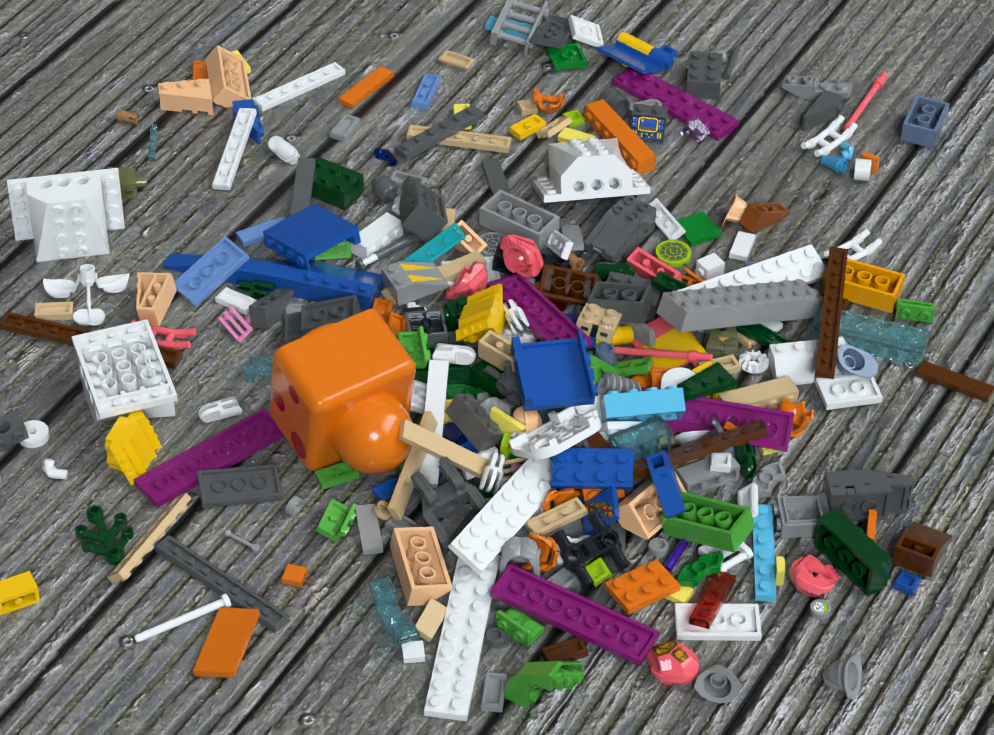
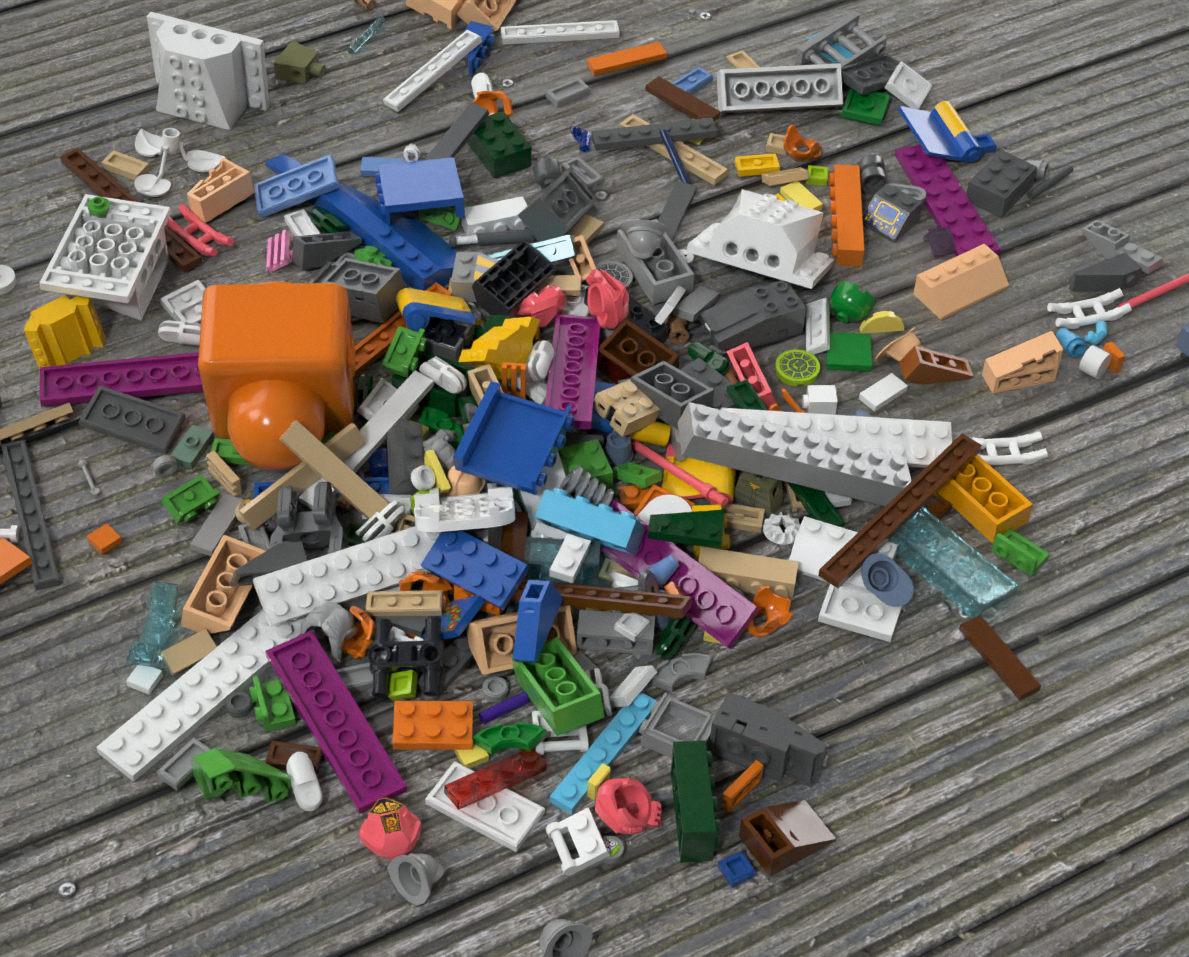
camera: 30 degrees right, 5 degrees up
(94, 339) = (98, 206): none -> bright green plate
(203, 388) = (185, 302): none -> white slope
(274, 214) = (412, 148): none -> white pin
(292, 157) = (488, 100): none -> orange helmet
(299, 484) = (192, 446): none -> sand green plate
(312, 297) = (372, 255): none -> bright green plate
(343, 492) = (224, 474): none -> tan tile
(402, 314) = (419, 305): none -> door
(436, 101) = (681, 99): none -> reddish brown tile
(441, 271) = (511, 279): none -> black piece
(450, 527) = (274, 559): none -> dark grey slope
(468, 142) = (674, 156): none -> dark blue bar
(502, 65) = (779, 88): none -> white brick
(502, 427) = (423, 478): none -> white tile
(509, 203) = (643, 236): none -> light grey piece
(515, 330) = (514, 366): none -> orange tile
(592, 662) = (304, 781): none -> white arm
(652, 434) = (570, 558): none -> white plate
(675, 194) = (850, 303): none -> green cylinder
(704, 200) = (882, 322): none -> light yellow tile
(705, 423) = (664, 569): none -> medium blue cone
(733, 152) = (961, 282): none -> light nougat slope
(802, 608) = (585, 837): none -> white plate
(821, 189) = (1024, 365): none -> light nougat wedge

